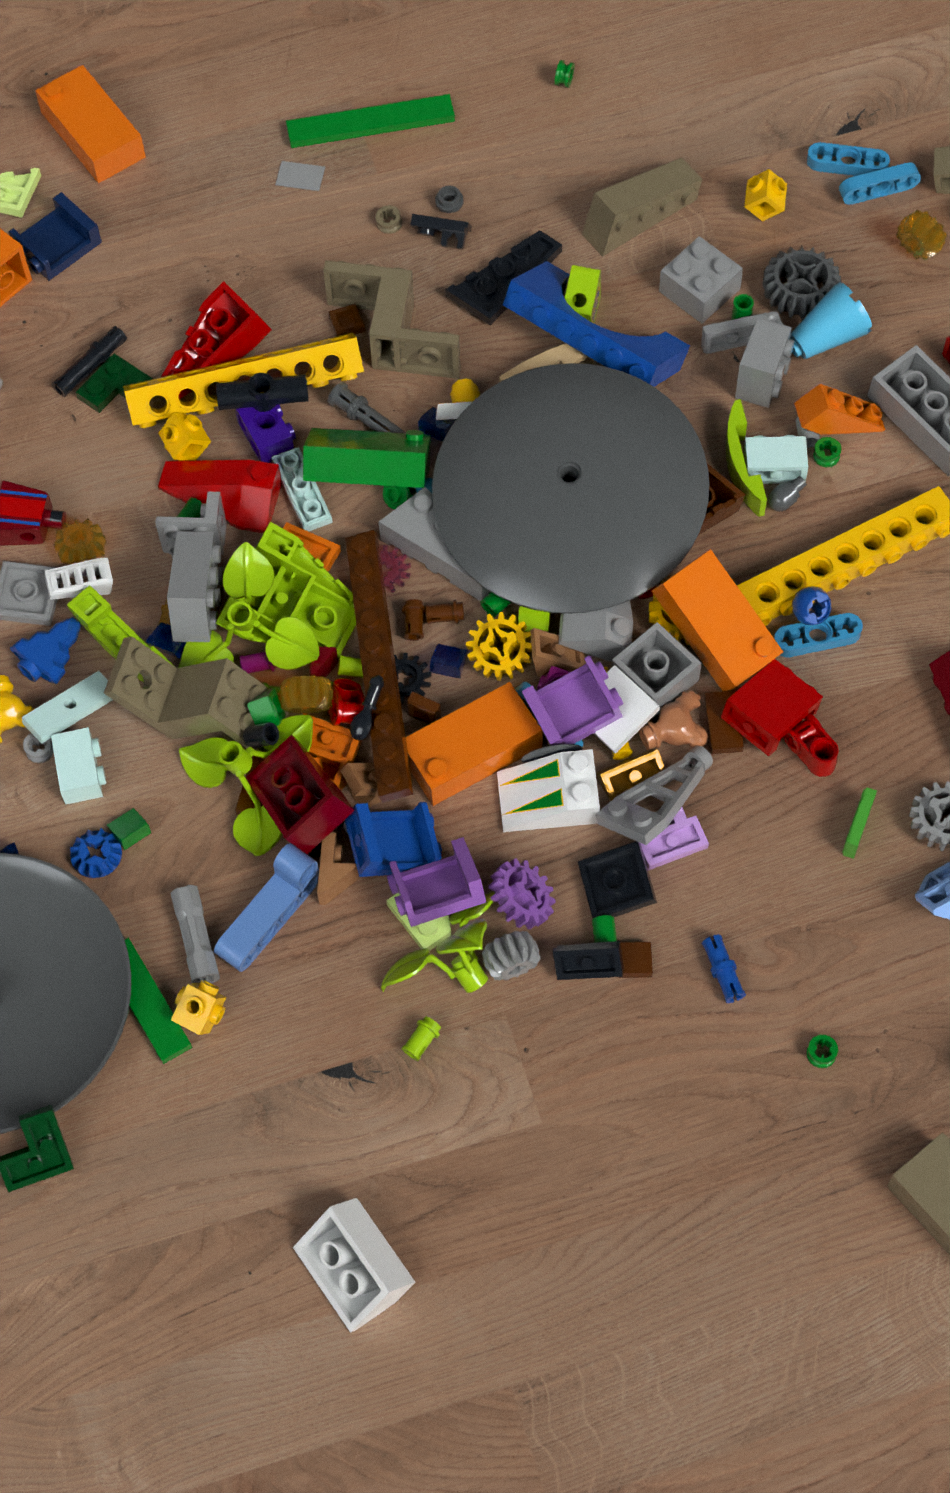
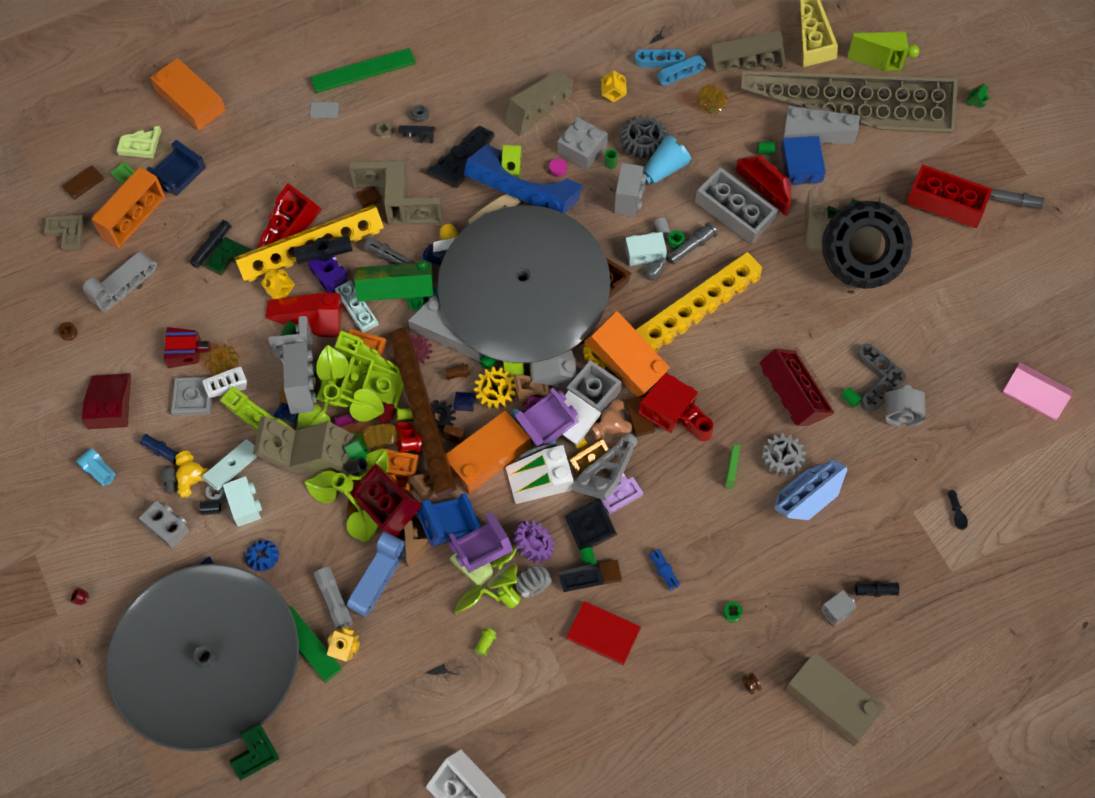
camera: 10 degrees left, 0 degrees up
(27, 768) = (210, 507): none -> black hinge
(47, 652) = (211, 431): blue rock -> none
(129, 828) = (281, 536): green slope -> none
(362, 722) = (418, 448): black piece -> none
(413, 611) = (439, 378): reddish brown pin -> none
(564, 73) = (478, 26): green bush -> none
(610, 1053) = (603, 633): none -> red tile
(656, 313) = (558, 167): none -> dark pink tile
(732, 333) = (608, 173): light grey hinge -> none
(750, 485) = (634, 267): lime slope -> none
(803, 602) = (680, 340): blue piece -> none
(833, 1167) = (751, 683): none -> reddish brown bush
(836, 412) = (677, 214): orange slope -> none
(841, 639) = (703, 353): dark azure beam -> none
(863, 455) = (698, 239): none -> dark grey pin

